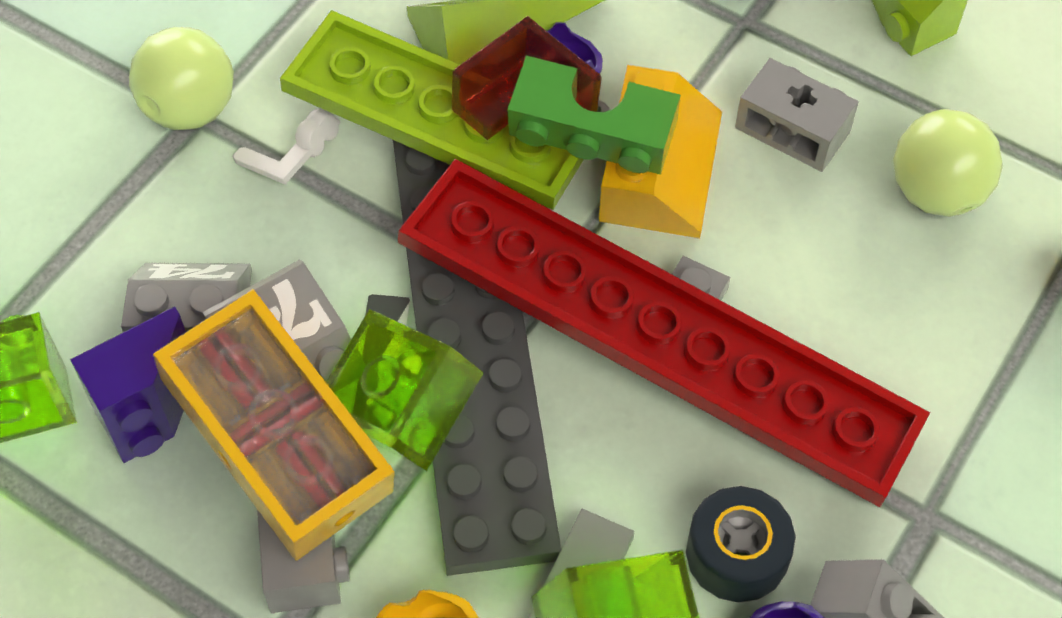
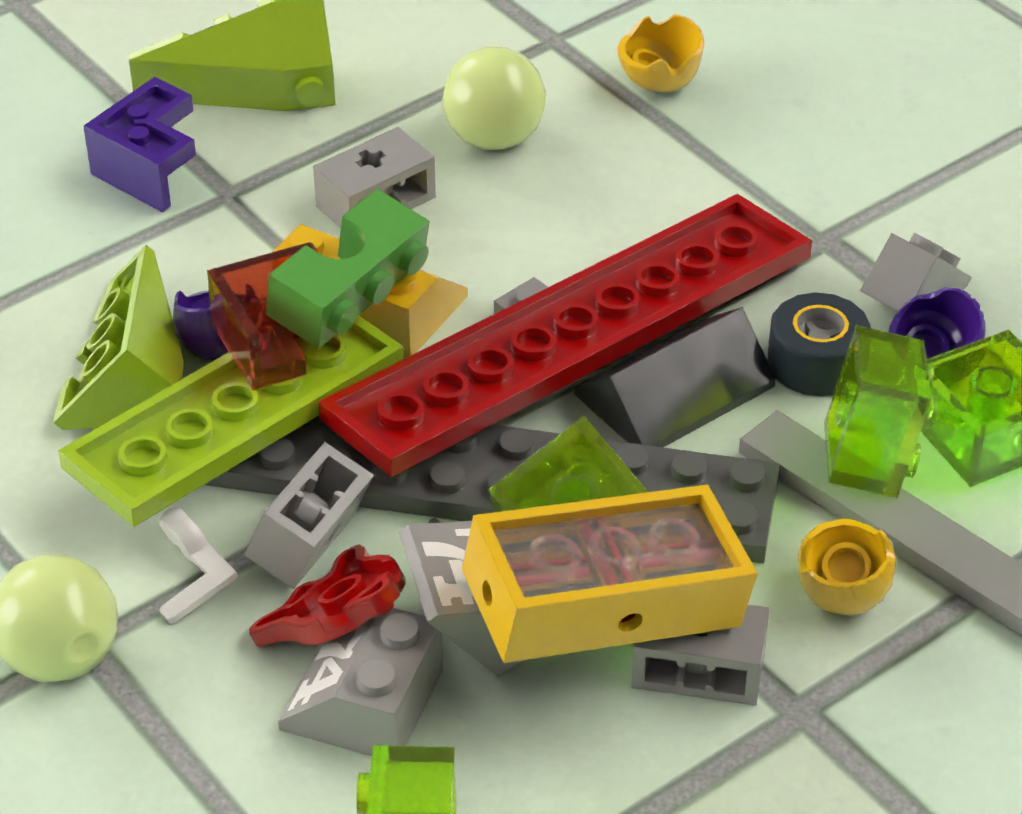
camera: 70 degrees left, 15 degrees down
(127, 388) = (484, 714): dark purple slope -> none
(250, 251) = (337, 603): none -> red tile
(342, 201) = (308, 515): none -> light grey brick
(644, 437) = (681, 381): none -> slope

